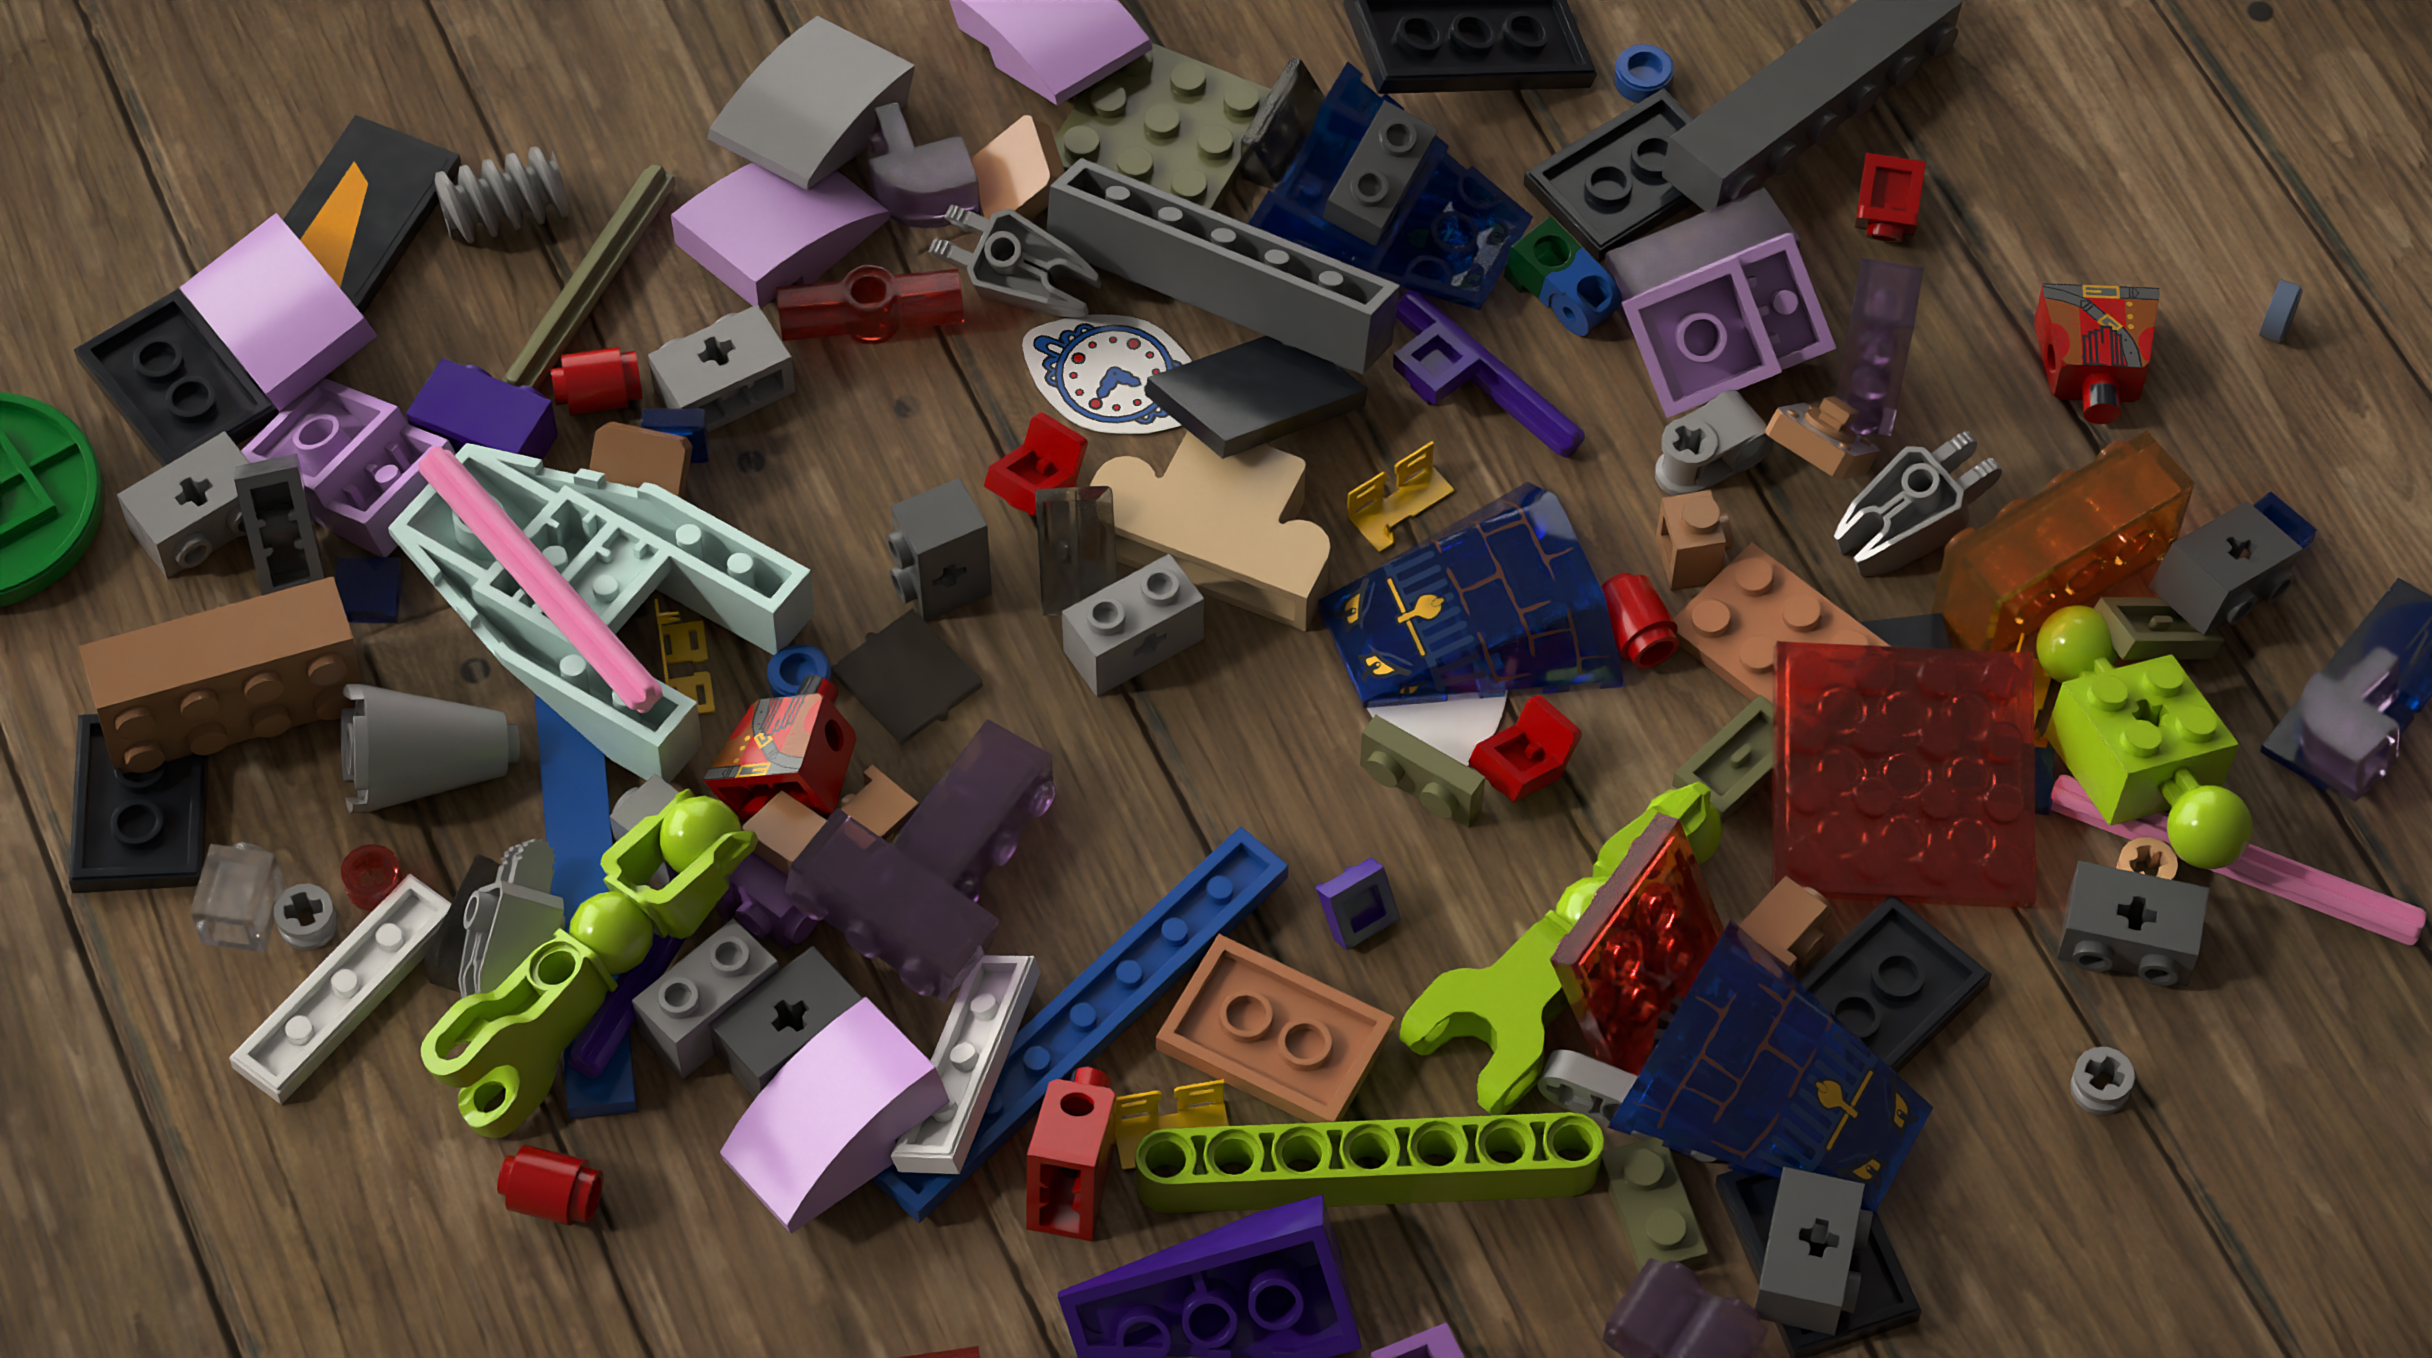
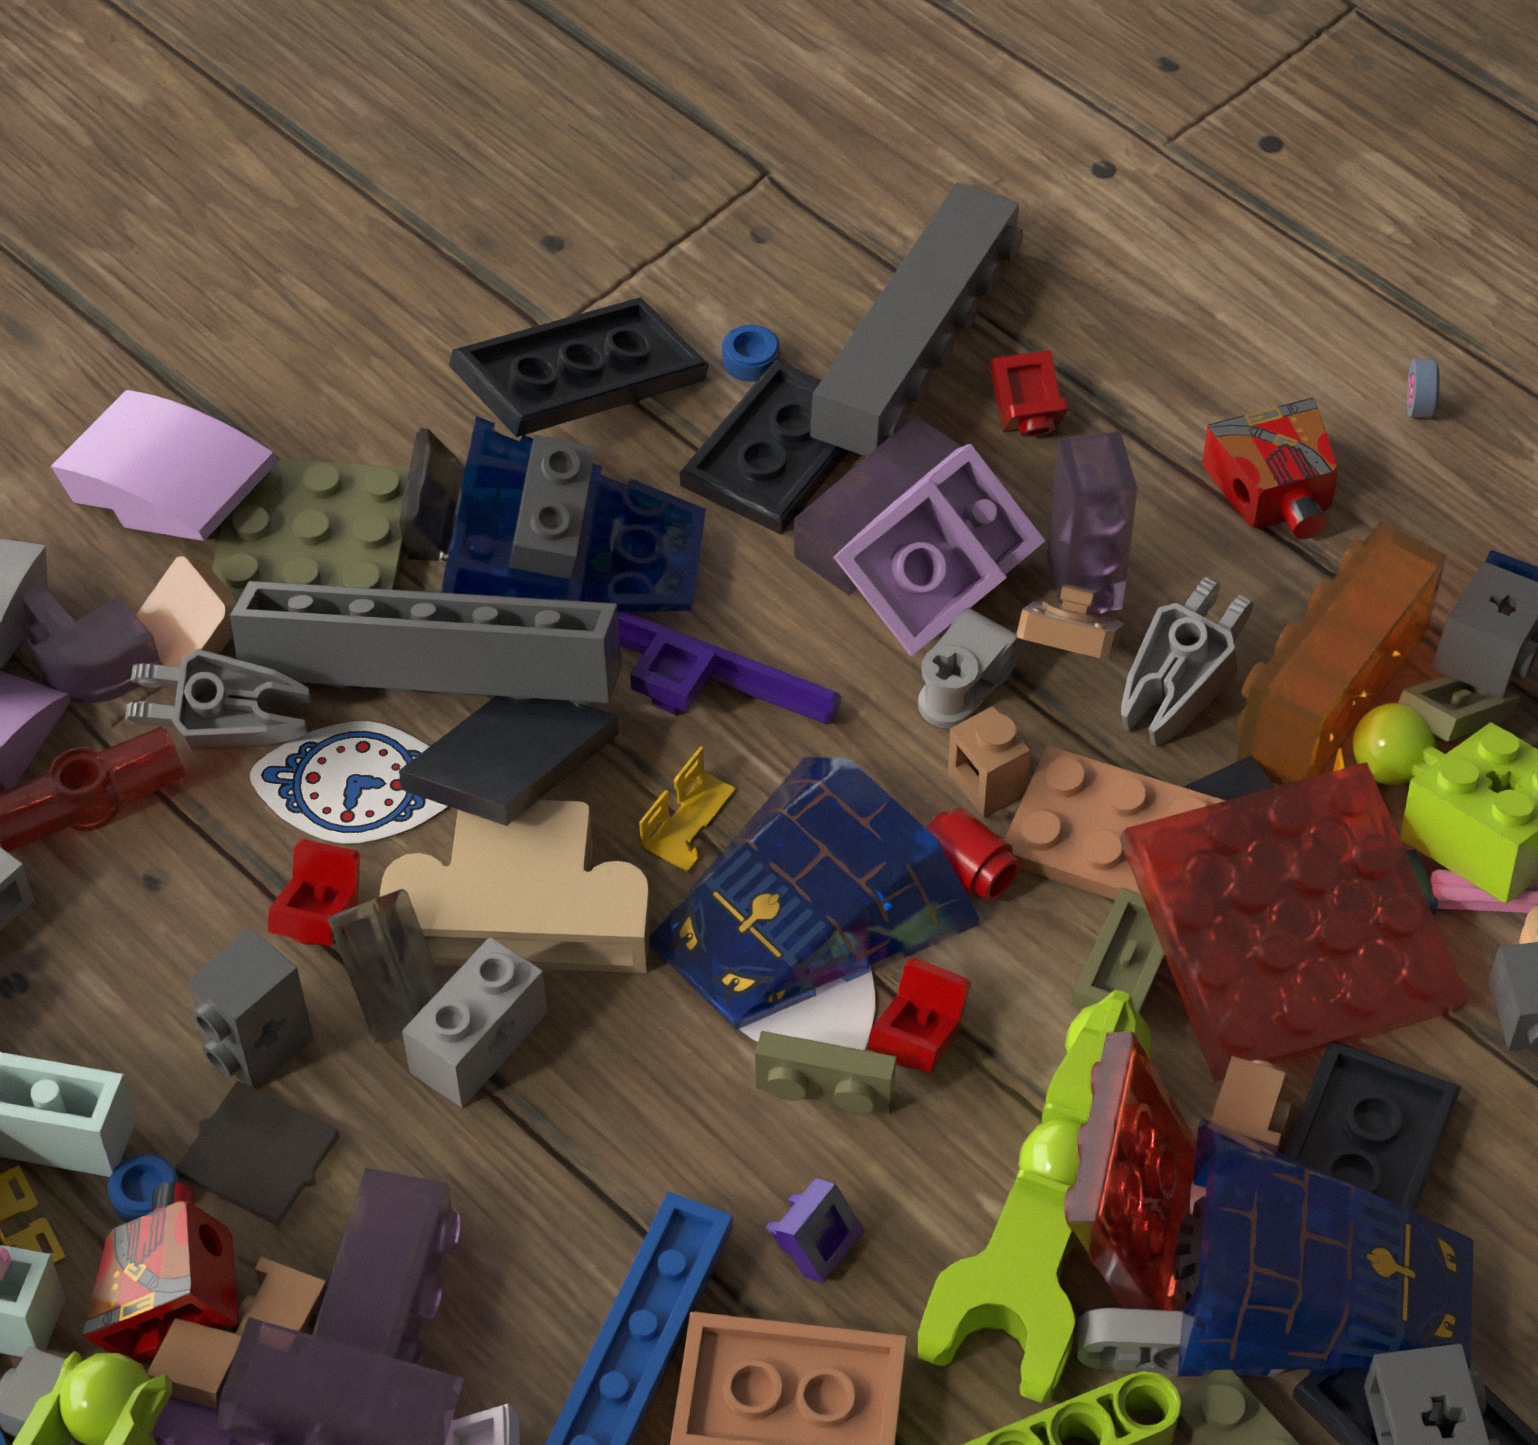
camera: 20 degrees left, 5 degrees down
(1563, 277) = (759, 555): leg -> none

